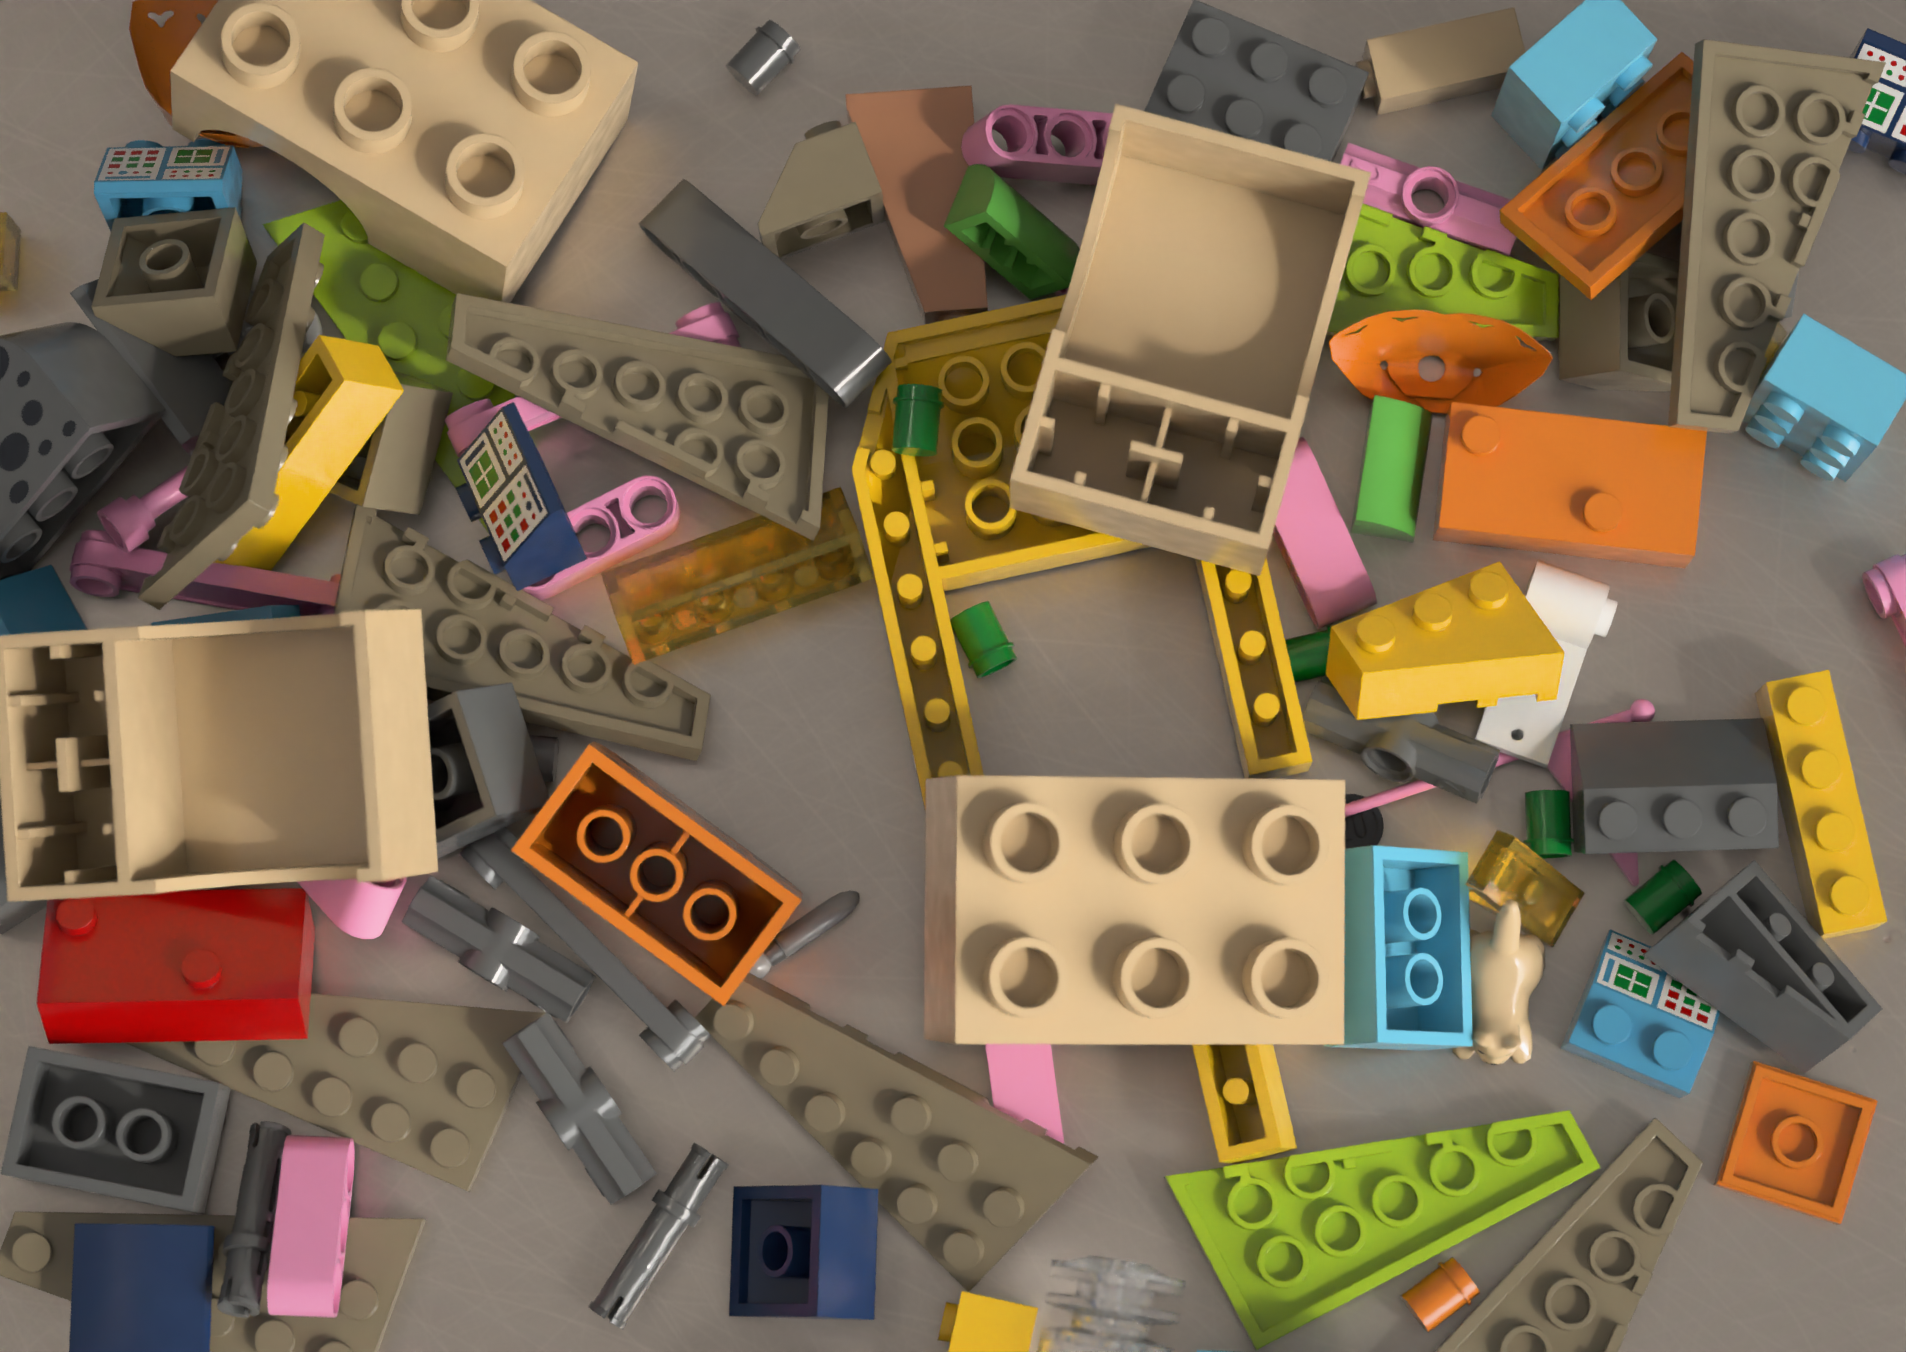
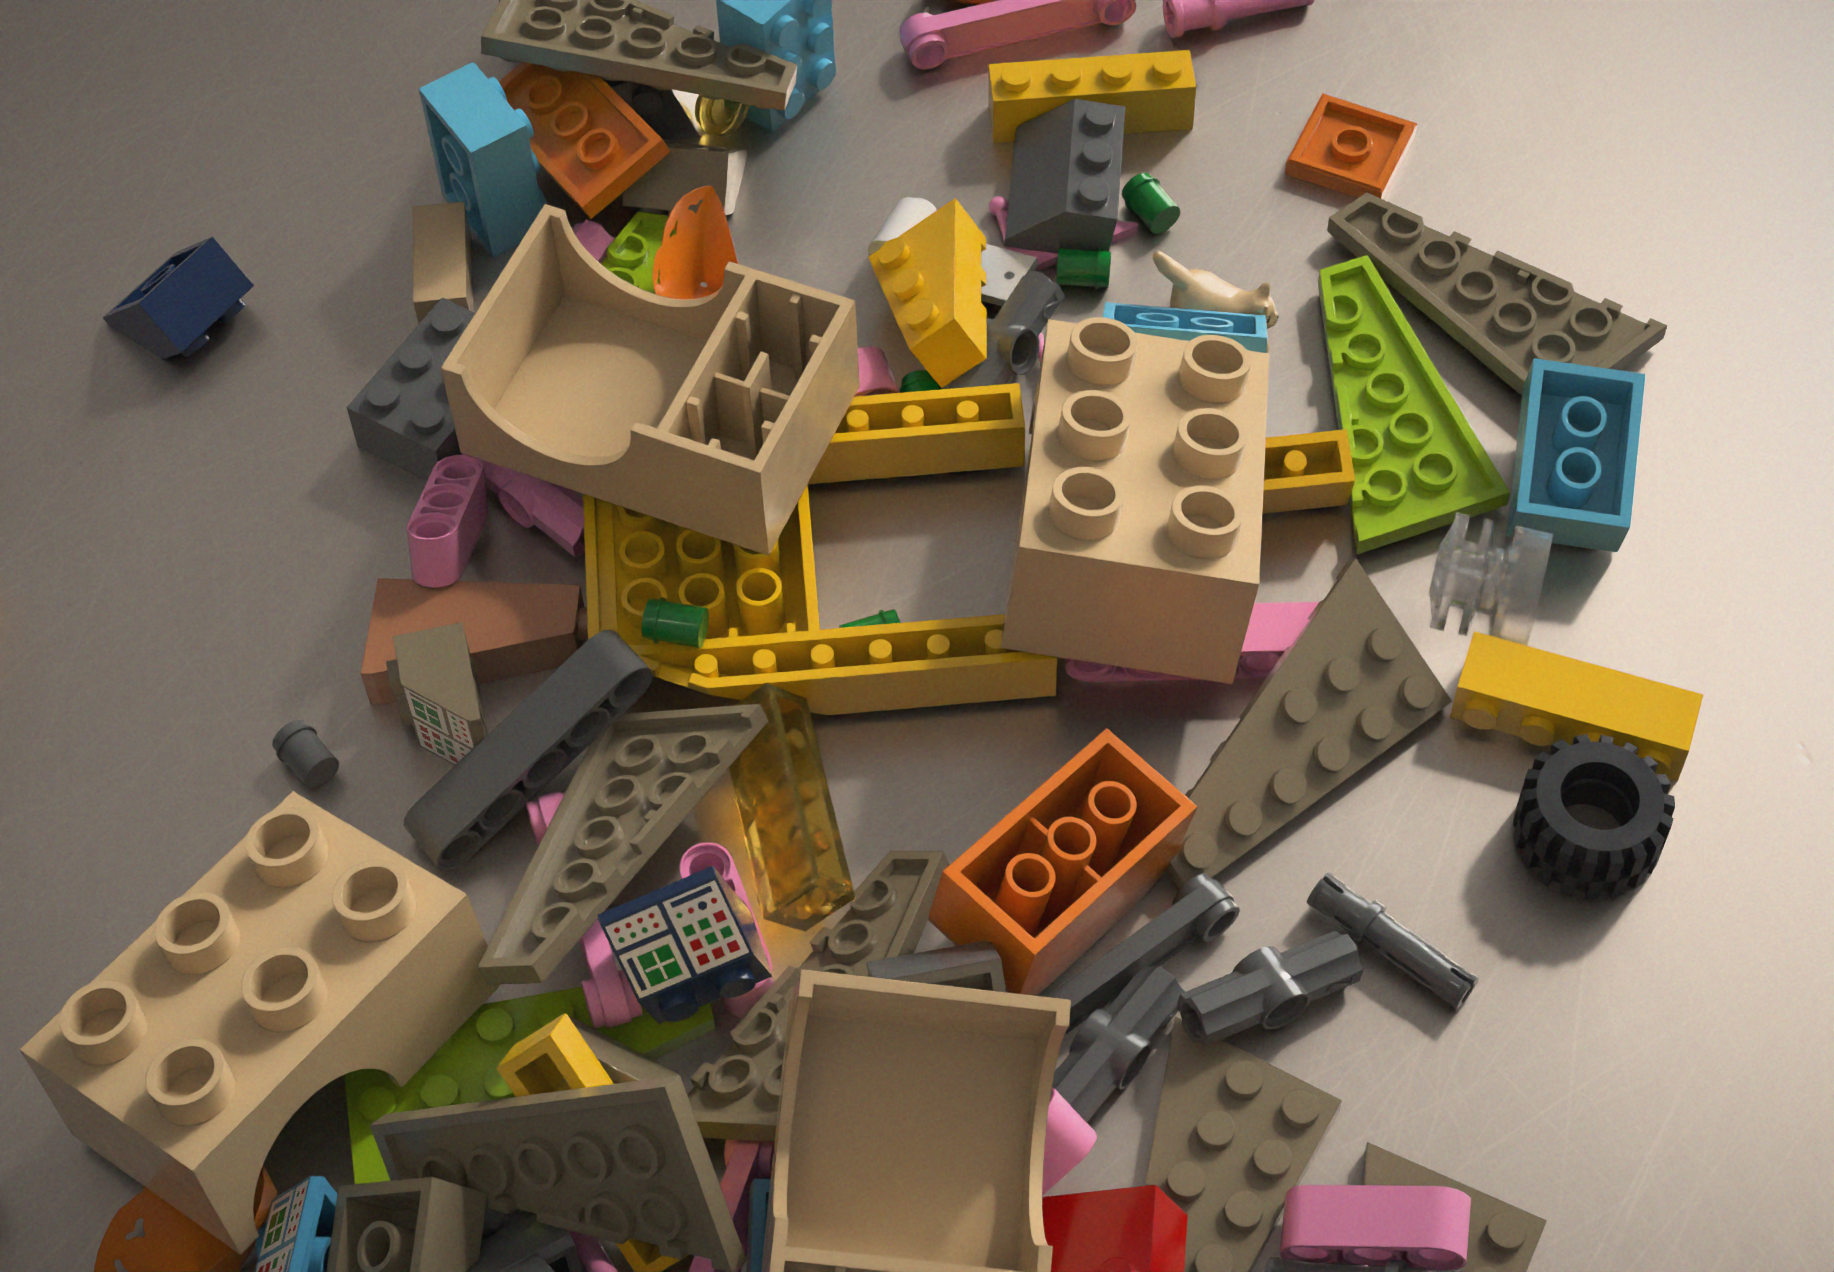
camera: 85 degrees left, 25 degrees down
(804, 1252) = (1414, 823): dark blue slope -> none
(1011, 234) = (518, 555): bright green brick -> none
(1440, 1294) = (1464, 373): orange piece -> none
(1517, 873) = (1130, 282): clear yellow slope -> none
(1569, 485) = (816, 204): orange brick -> none
(1641, 1020) = (1249, 220): dark azure slope -> none
(1767, 970) = (1217, 130): dark grey wedge -> none

